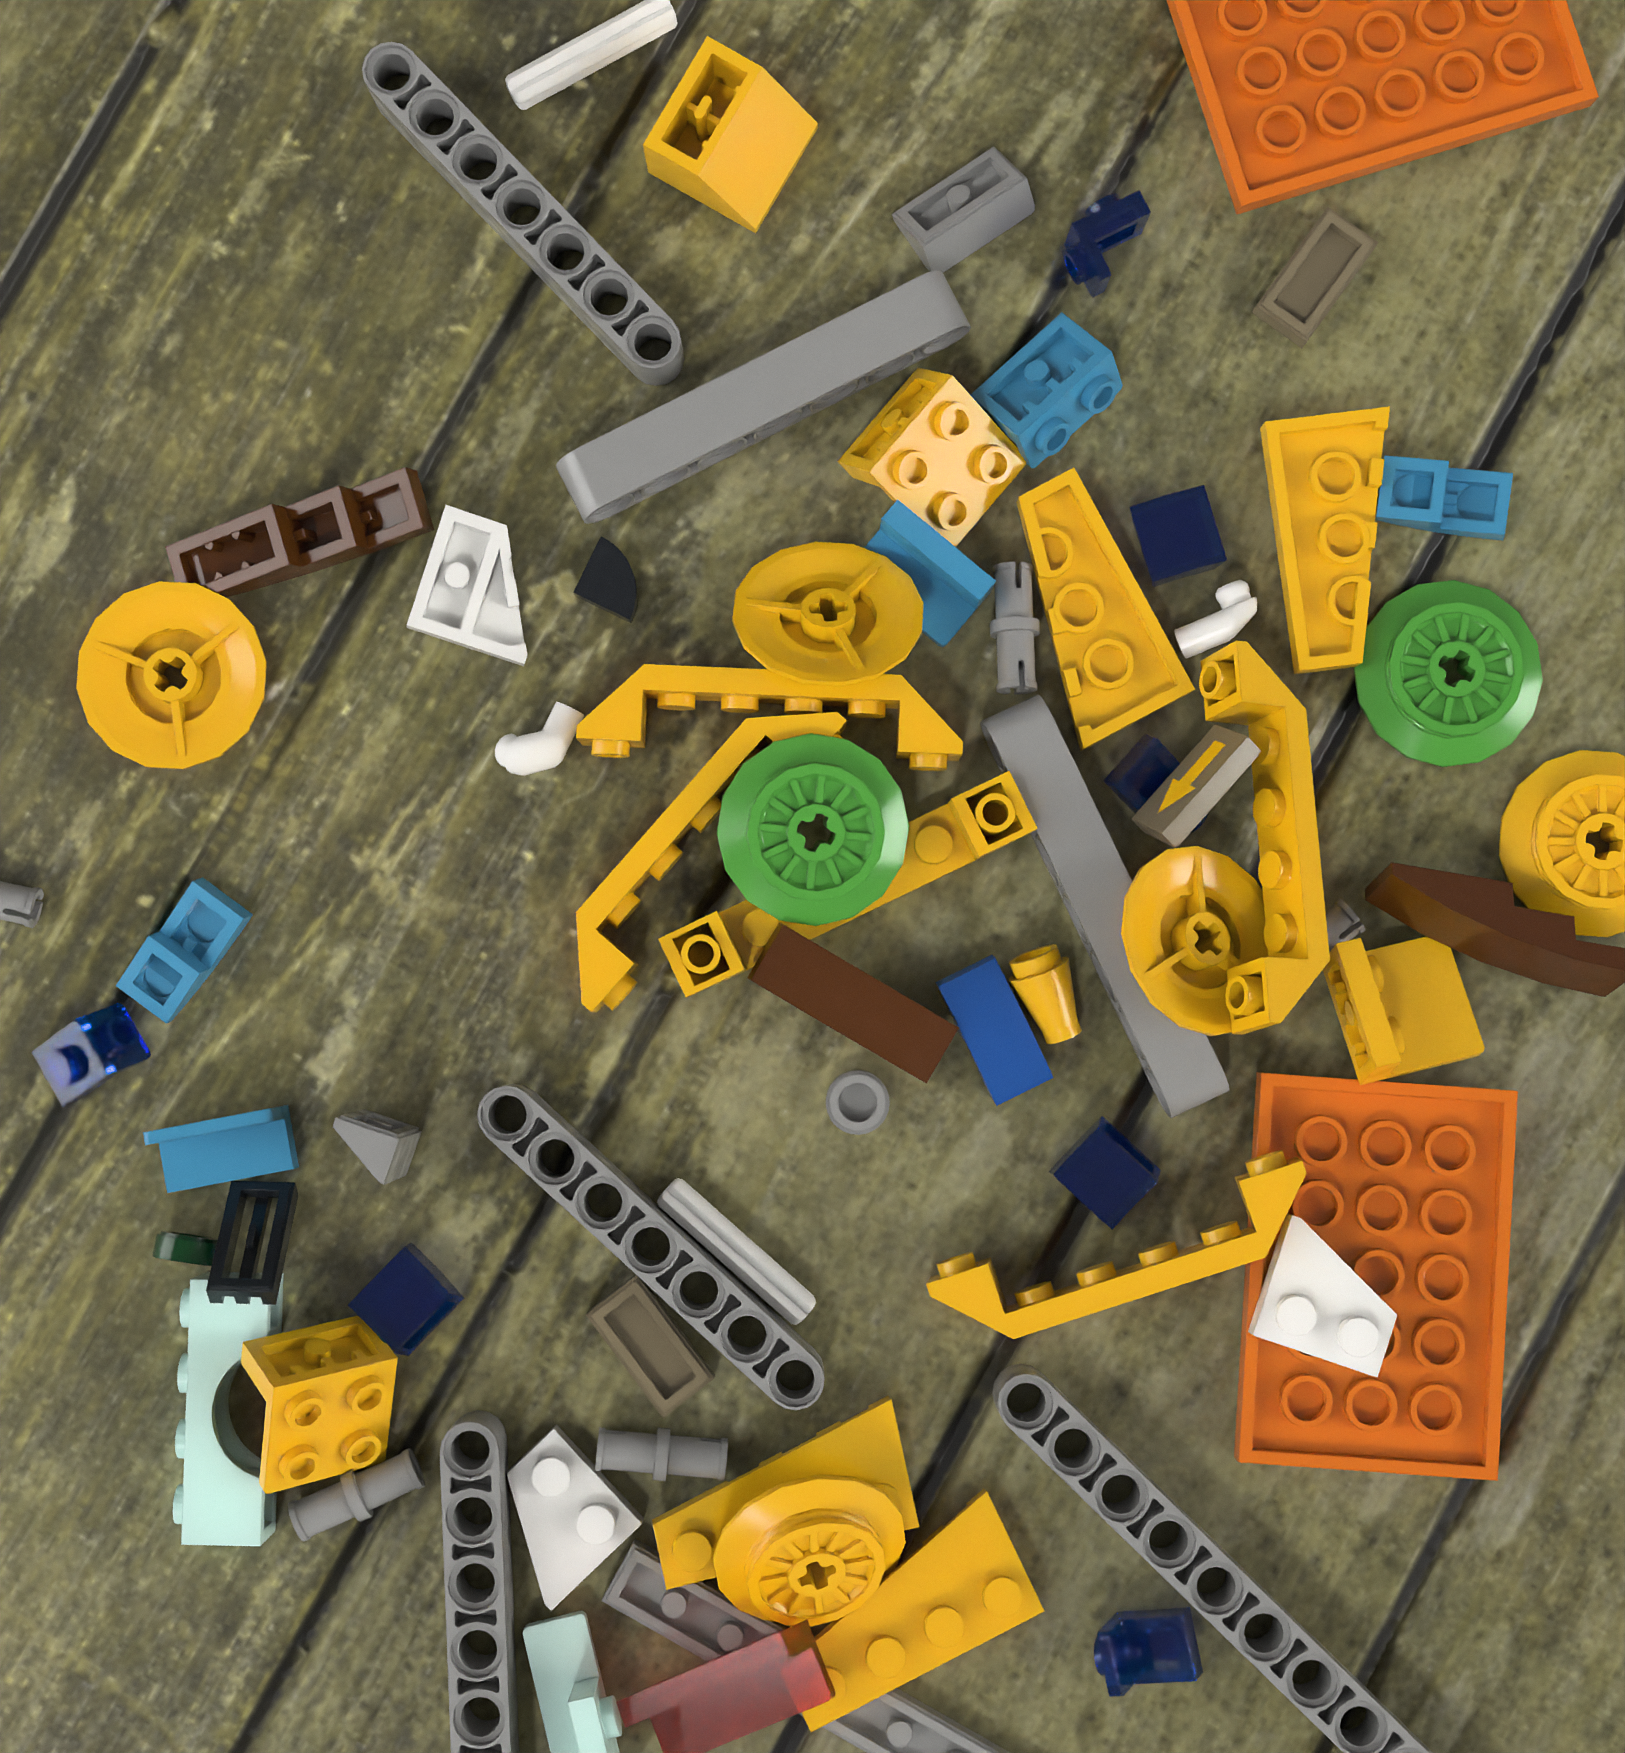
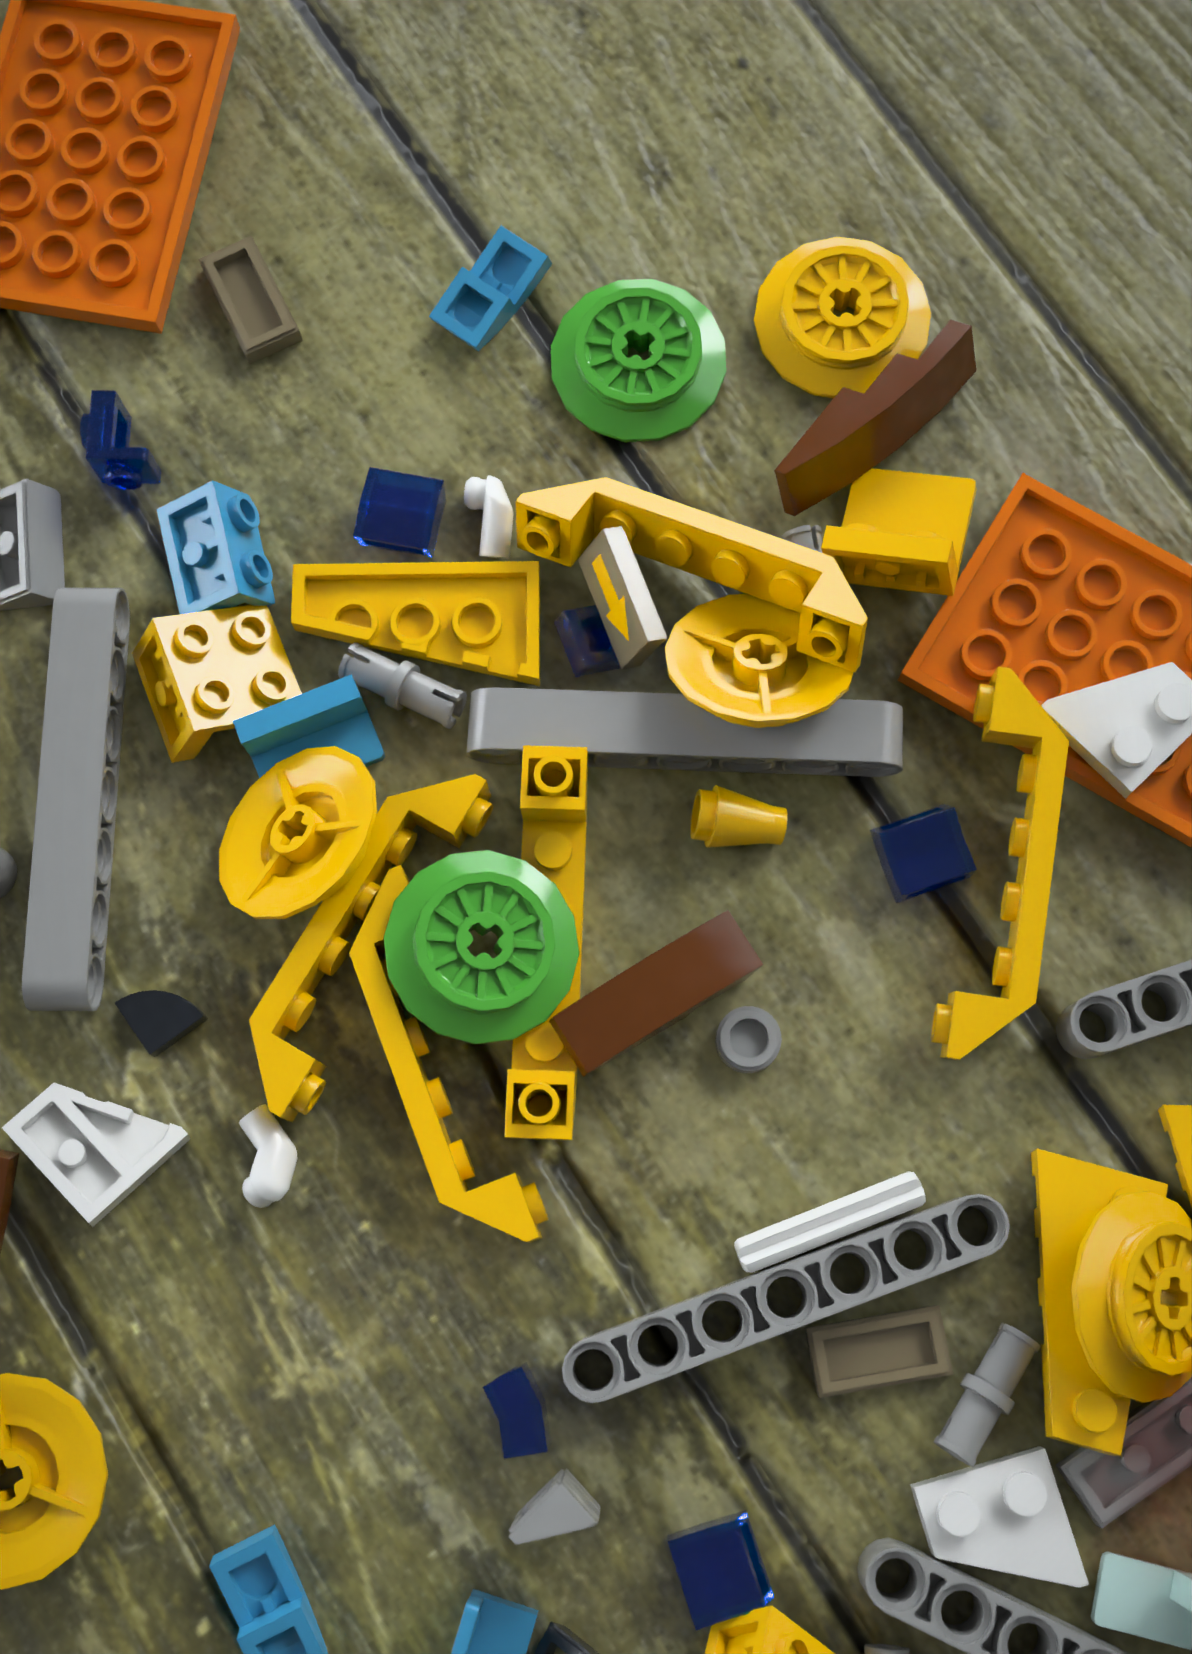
camera: 55 degrees left, 10 degrees down
(443, 1070) = (520, 1412): none -> clear blue piece
(994, 1030) = (746, 882): blue slope -> none
(1323, 513) = (444, 385): yellow wing -> none

